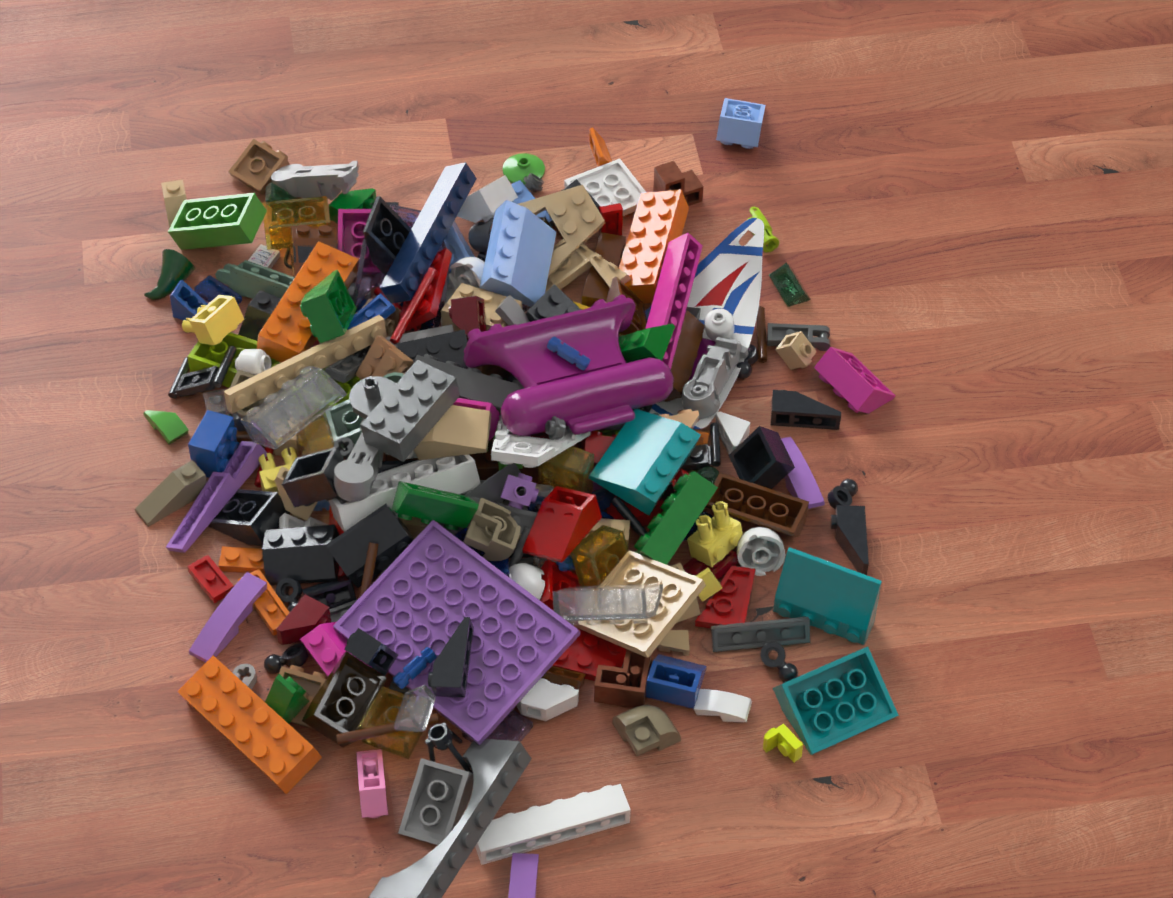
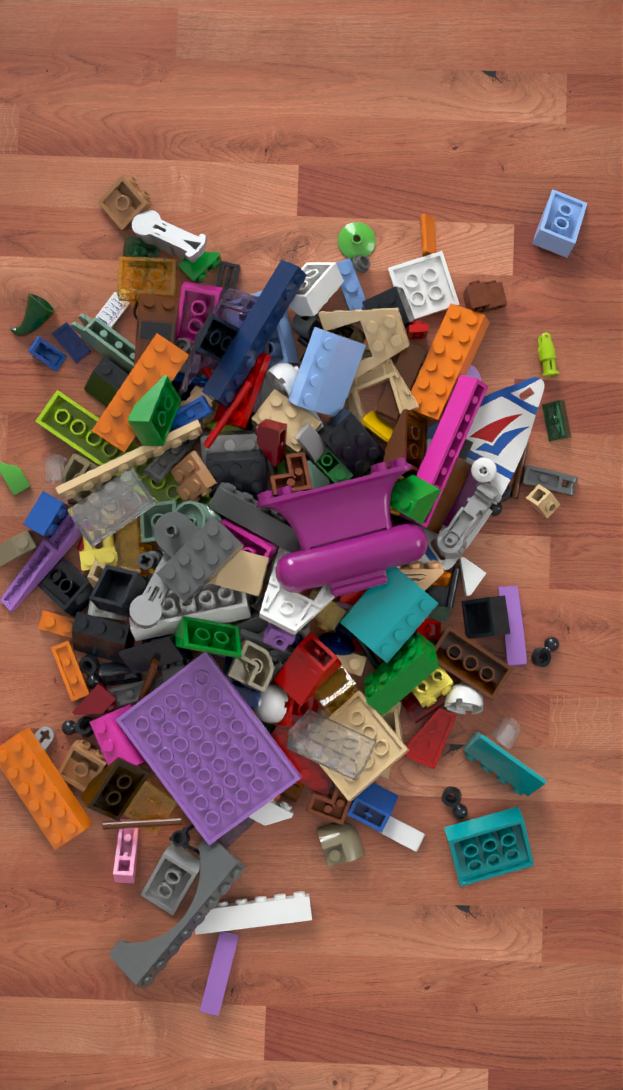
camera: 10 degrees right, 35 degrees up
(173, 197) = (47, 235): tan slope -> none
(201, 380) = (44, 443): black plate -> none
(210, 578) = (30, 640): red plate -> none
(214, 320) = (60, 396): light yellow brick -> none
(217, 221) = (78, 272): bright green brick -> none
(227, 617) = (38, 683): medium lavender slope -> none
(253, 361) = (86, 447): white head -> none
(286, 698) = (72, 778): green slope -> none
(371, 651) = (137, 763): black brick -> none
(414, 667) = (170, 776): blue axle -> none
(415, 710) = (164, 814): clear slope -> none
(452, 664) = (197, 790): black slope -> none
(555, 428) = (317, 594): dark grey plate -> none
(568, 353) = (342, 519): blue axle -> none
(712, 584) = (413, 726): light yellow tile -> none
(760, 633) = (446, 776): dark grey tile -> none
(787, 742) = (443, 880): neon yellow bracket -> none
(798, 410) = (528, 560): black slope -> none
(852, 534) = (542, 692): black slope -> none
(853, 381) = (584, 539): dark pink slope -> none

